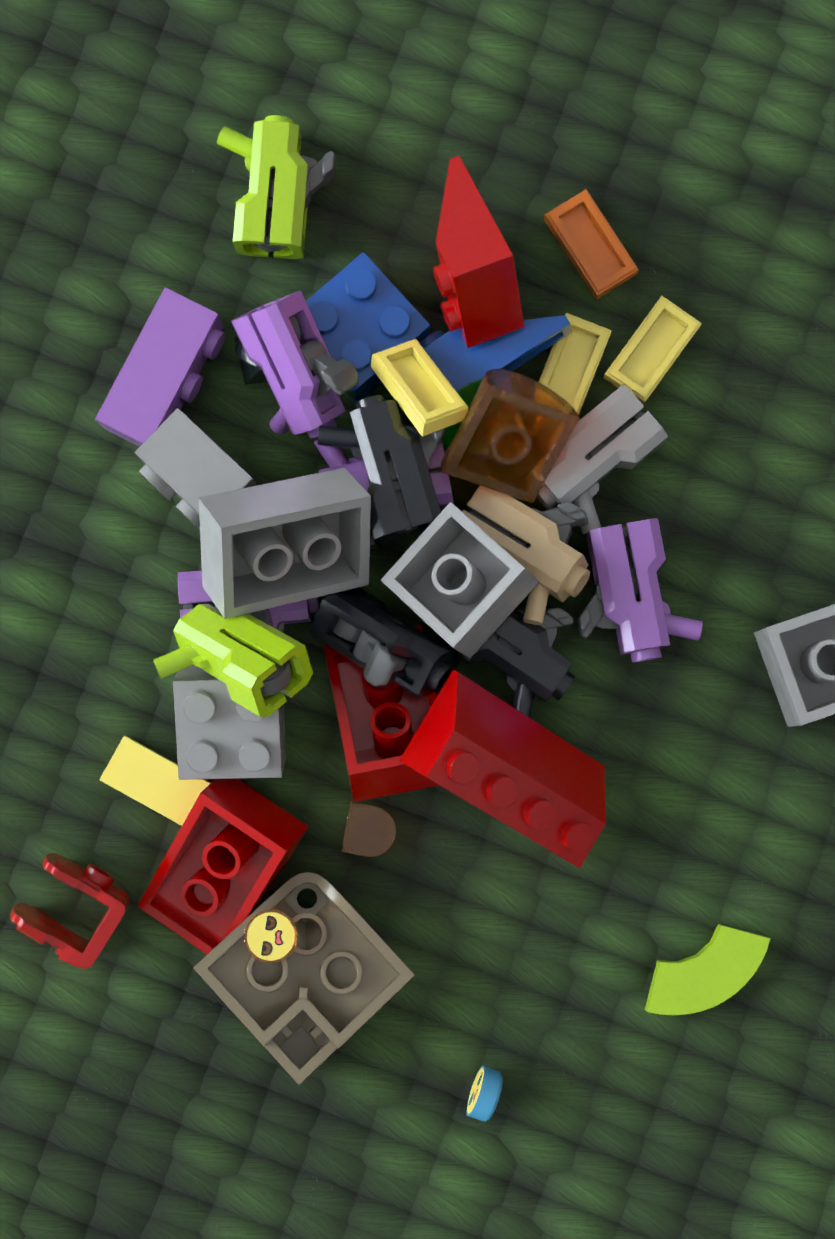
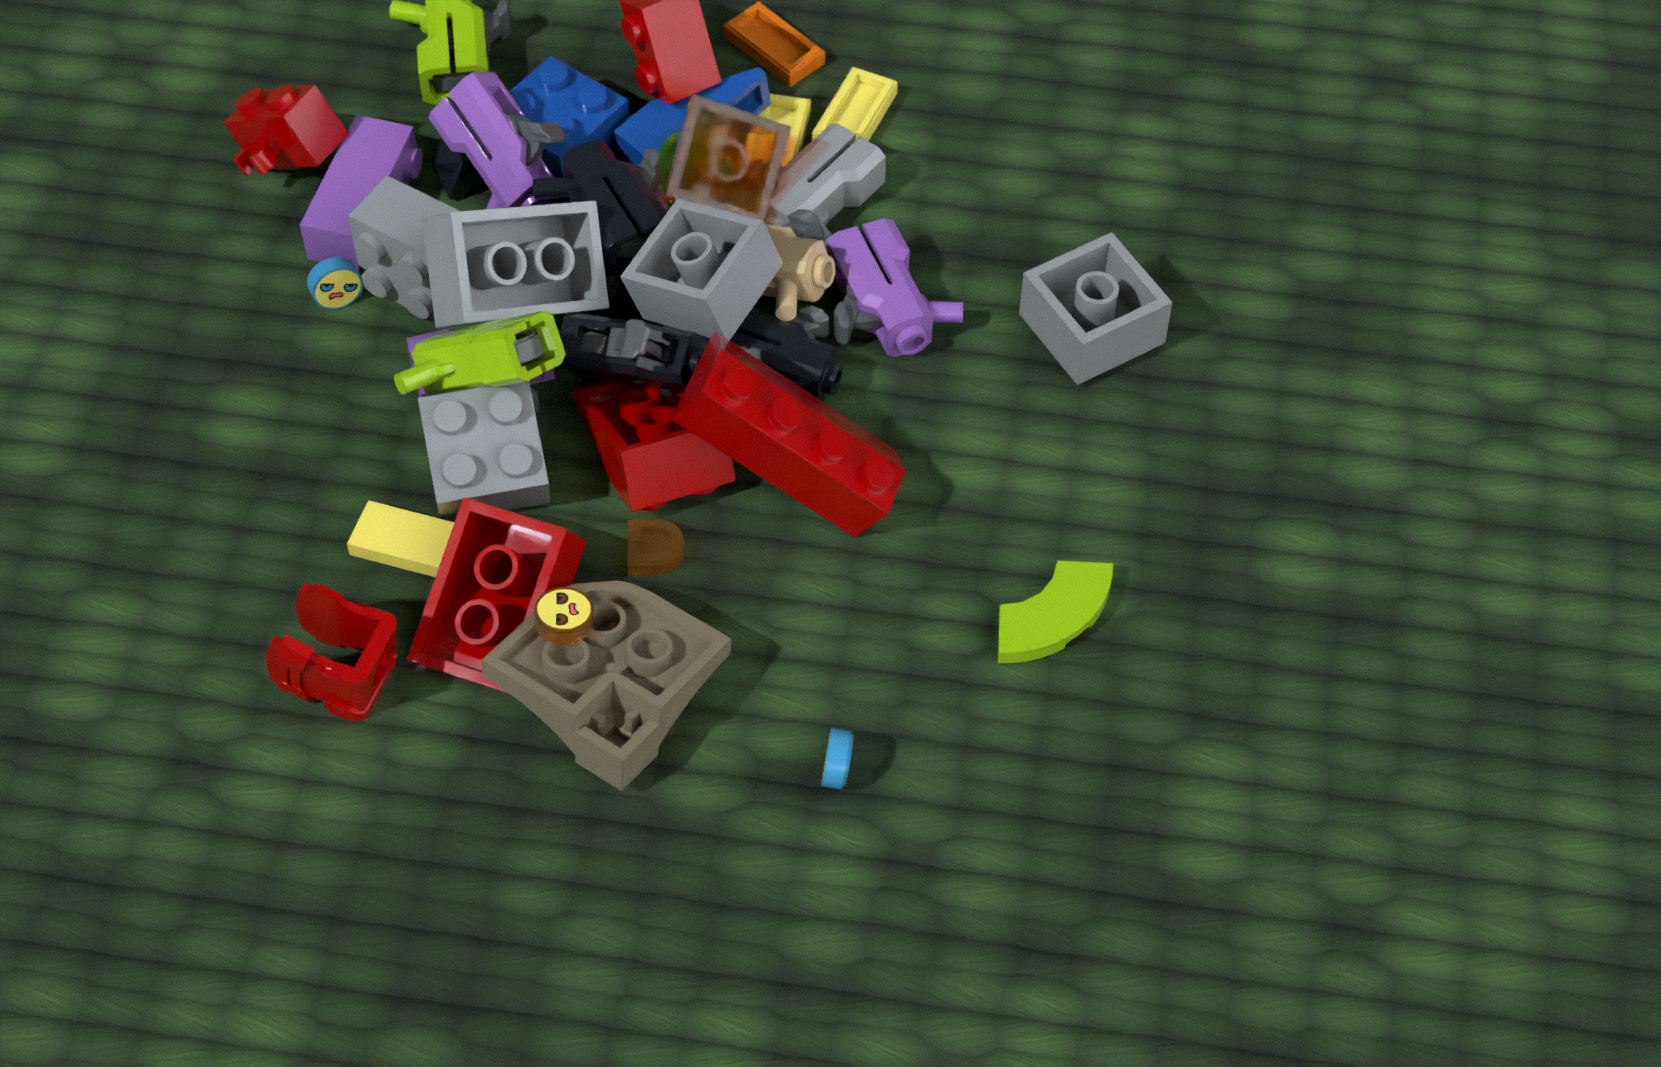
camera: 15 degrees left, 30 degrees down
(91, 296) = (284, 128): none -> red brick
(122, 479) = (334, 283): none -> tile
(419, 387) = (627, 131): light yellow tile -> none

